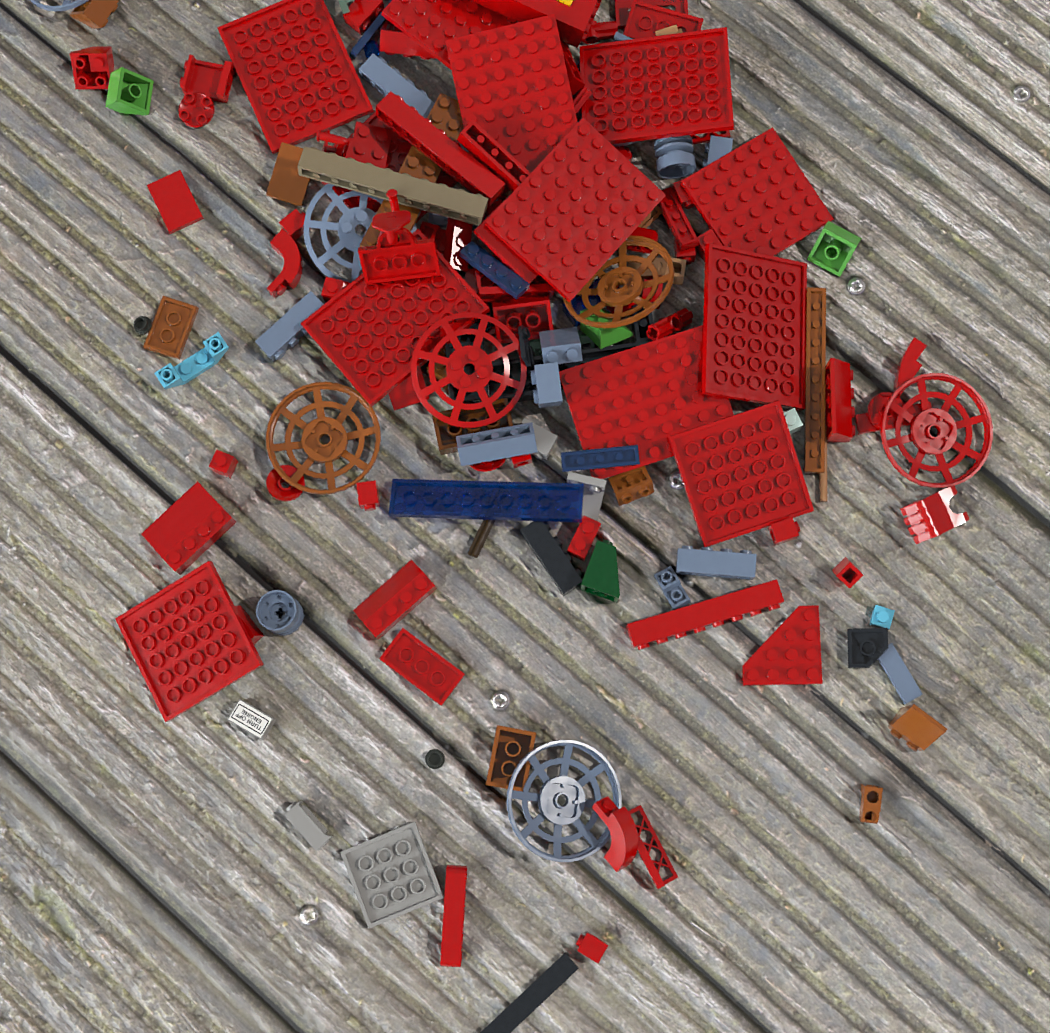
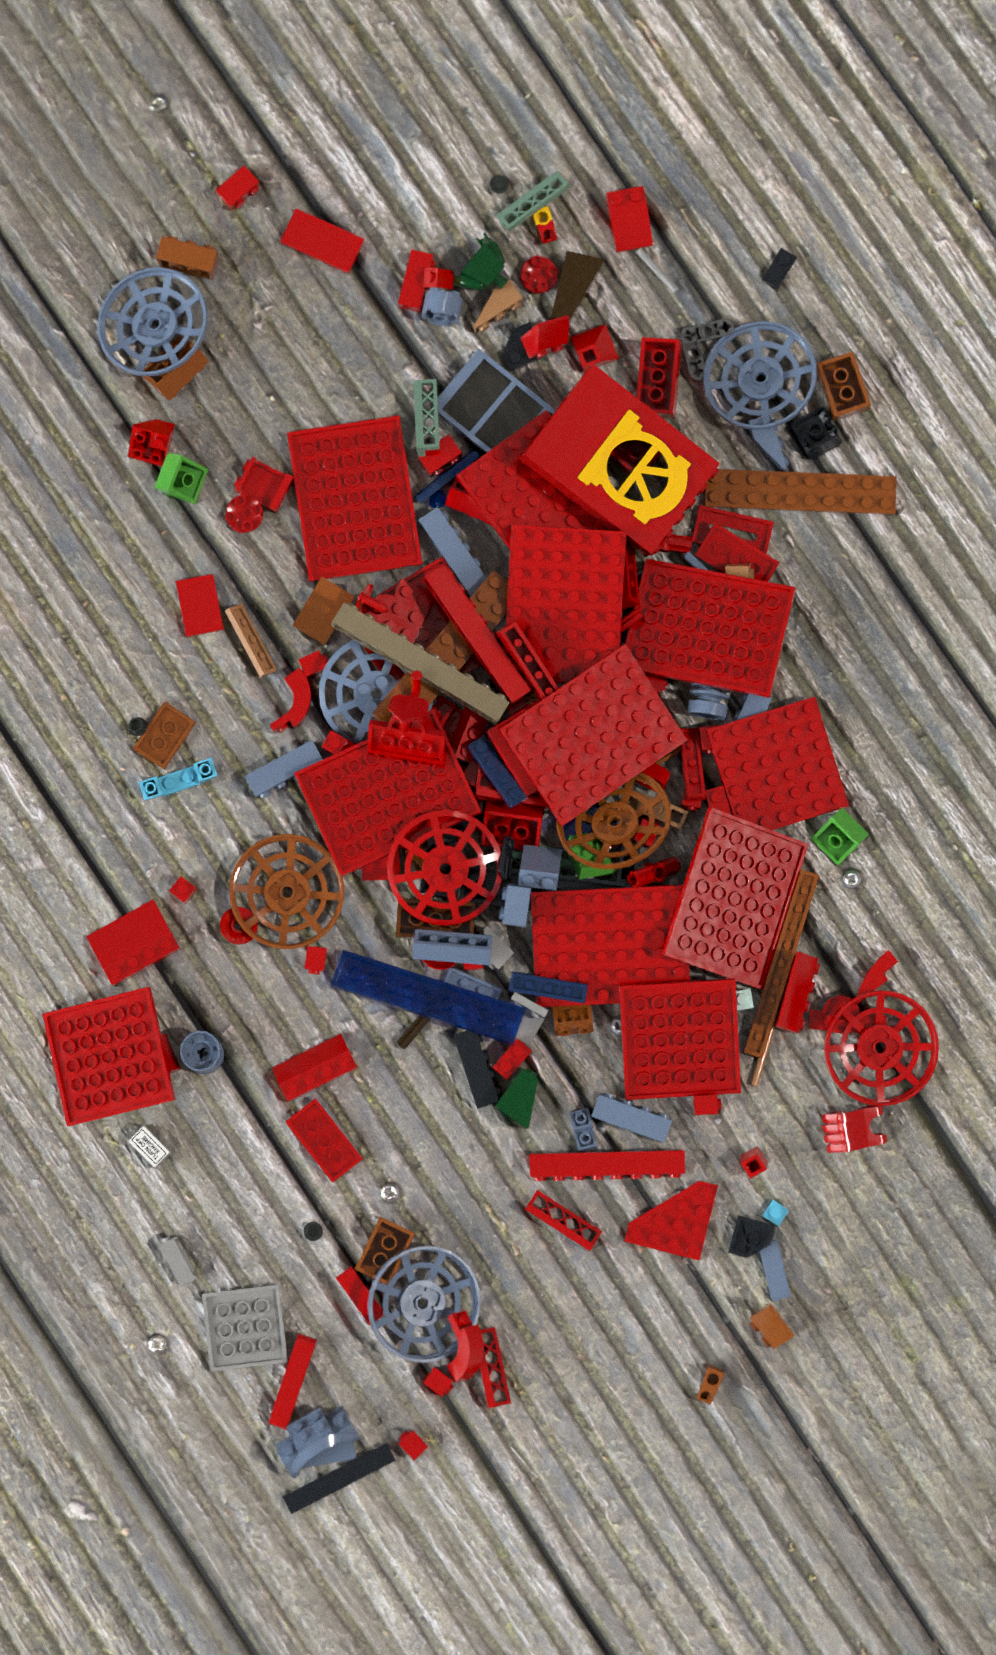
camera: 10 degrees right, 5 degrees up
(230, 219) = (251, 640): none -> medium nougat plate
(490, 966) = (313, 1435): none -> sand blue piece
(496, 808) = (358, 1293): none -> red slope
(506, 980) = (336, 1453): none -> sand blue tile
(514, 475) = (472, 983): none -> sand blue tile
(600, 876) = (439, 1382): none -> red brick
(675, 687) = (560, 1227): none -> red fence

